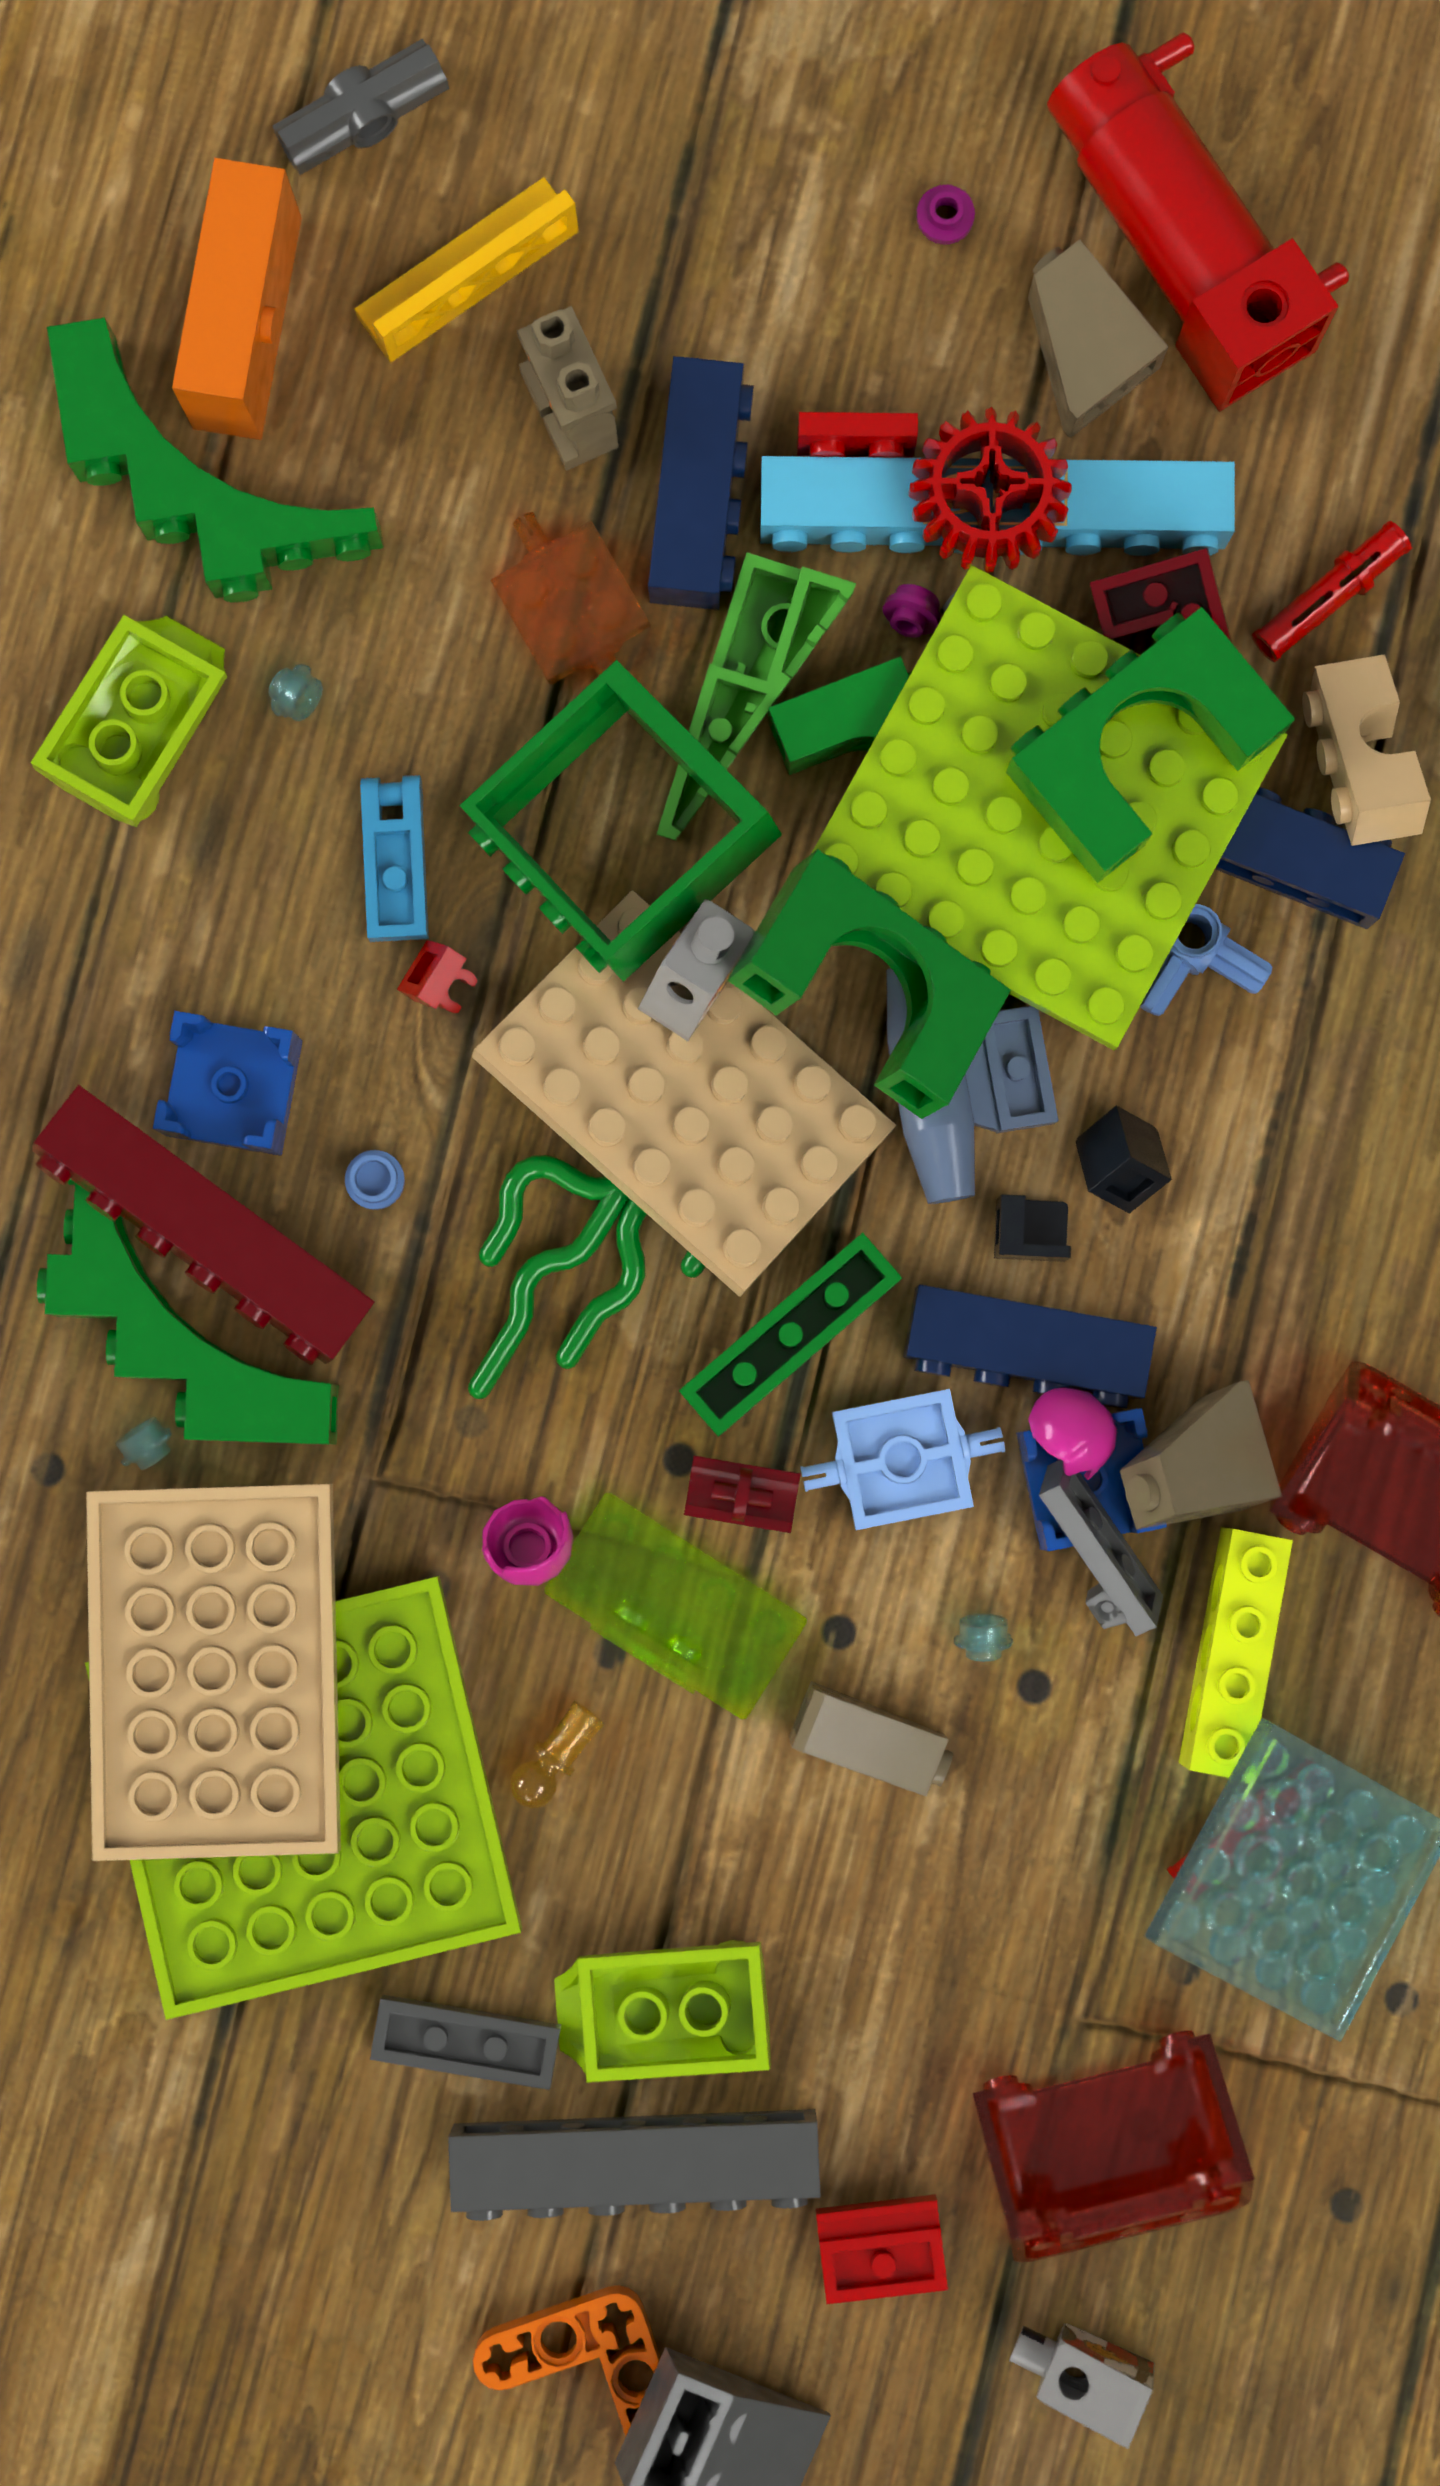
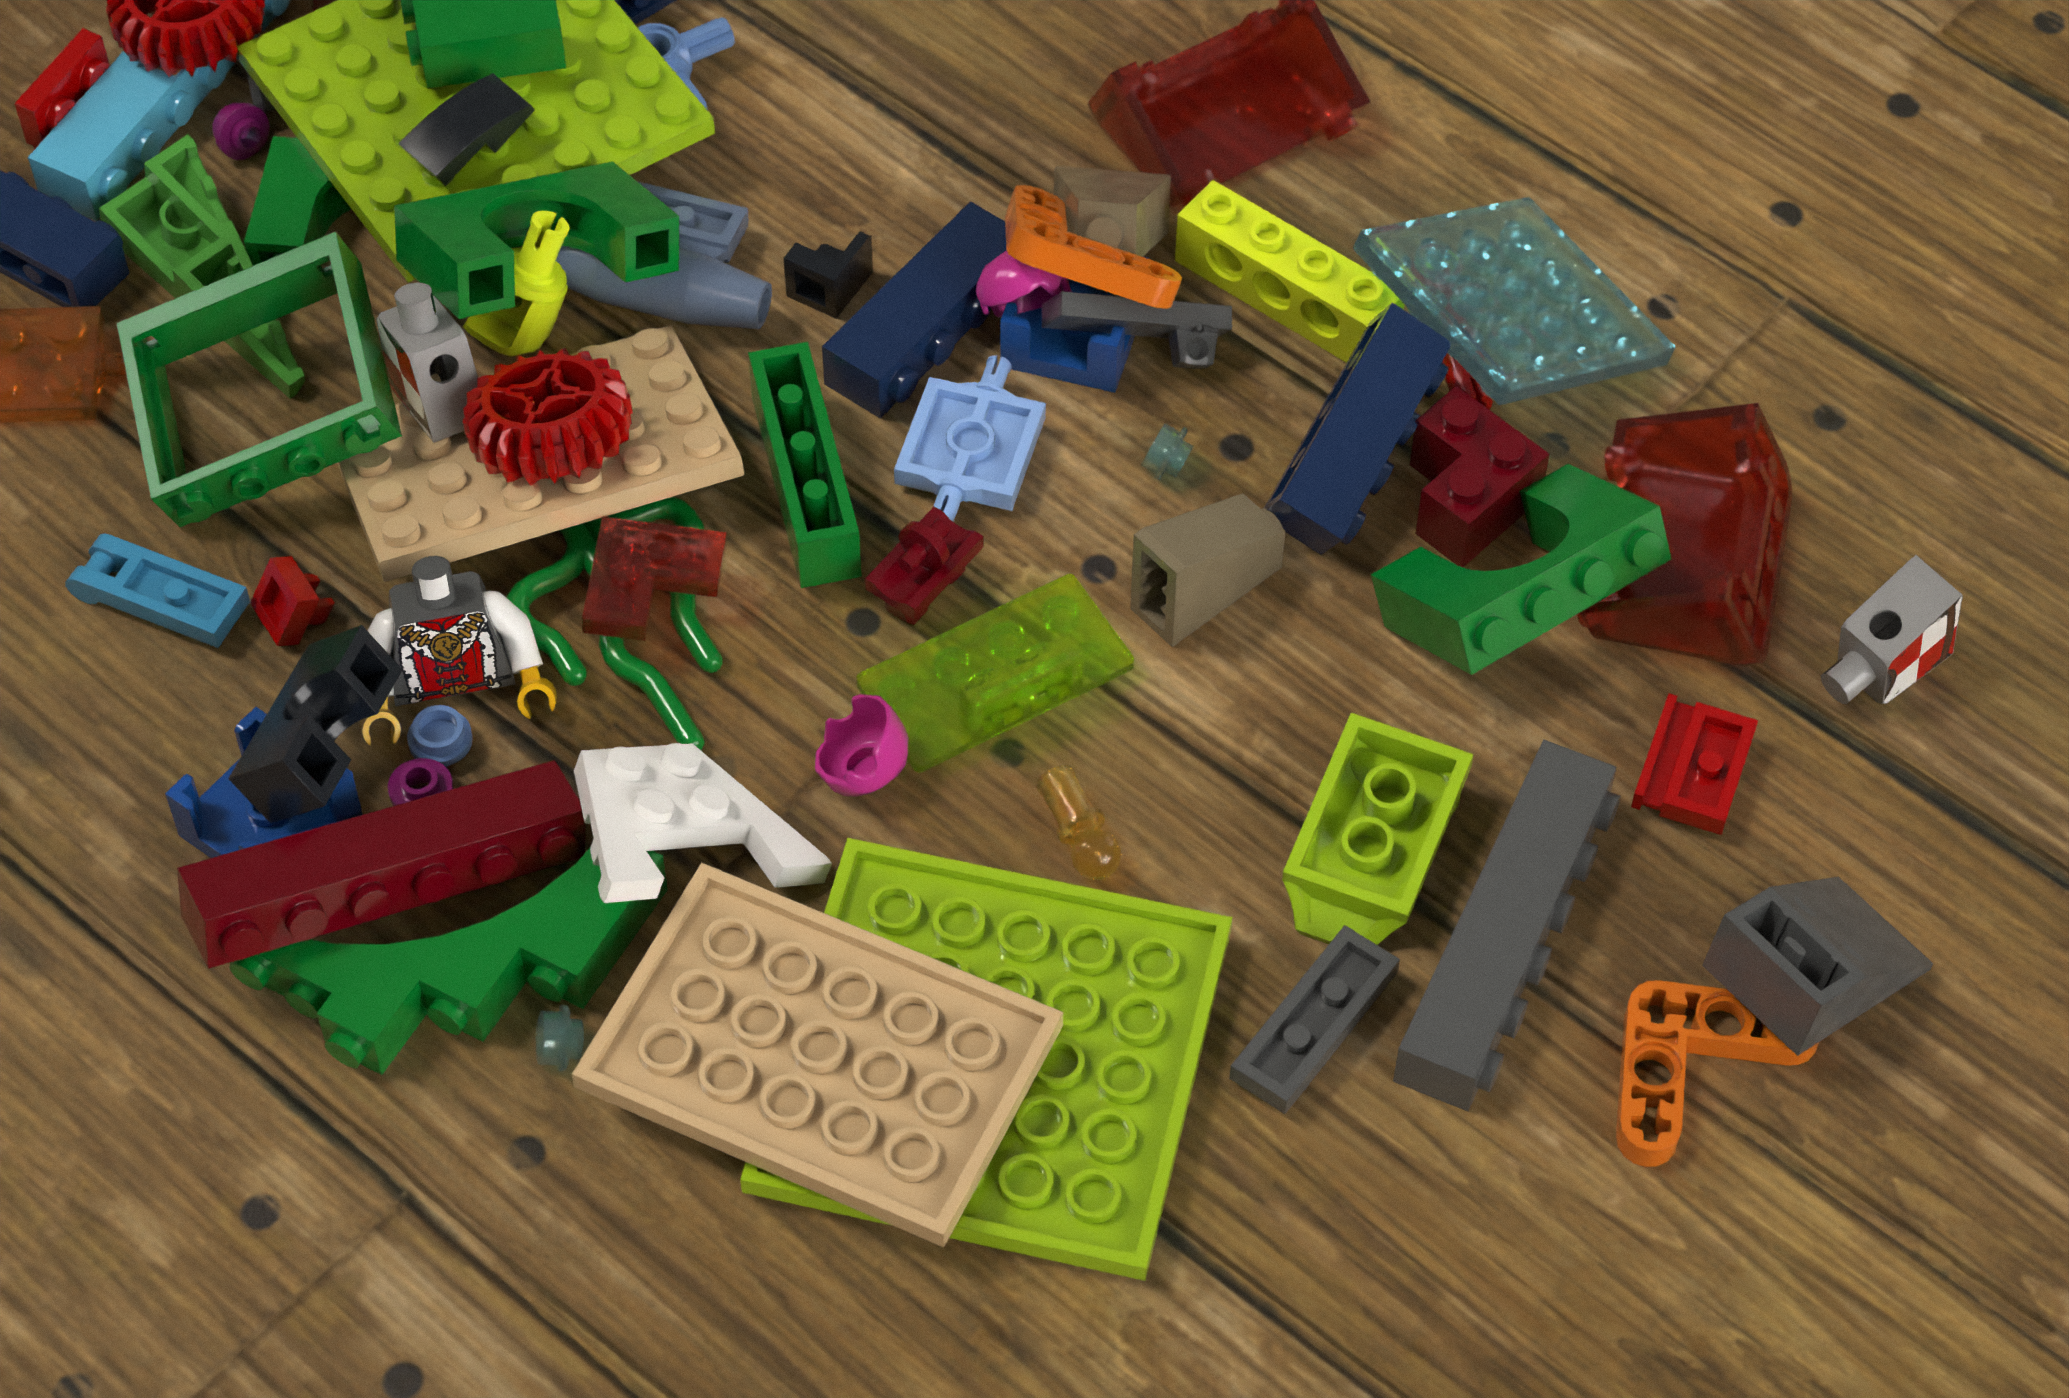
camera: 65 degrees left, 30 degrees down
(328, 1082) = (294, 753): none -> black arch
(335, 1200) = (416, 772): none -> magenta plate
(388, 1411) = (676, 801): none -> white wing
(449, 1140) = (454, 641): none -> torso
(602, 1250) = (646, 557): none -> clear red plate
(681, 1060) = (547, 416): none -> red gear
(845, 990) = (538, 292): none -> neon yellow piece
(910, 2023) = (1471, 618): none -> green arch
(965, 843) = (460, 126): none -> black slope
(1070, 1809) = (1358, 429): none -> dark blue brick
(1099, 1937) = (1474, 474): none -> dark red brick
(1114, 1542) = (1040, 239): none -> orange beam
(1123, 1159) = (811, 181): black panel -> none

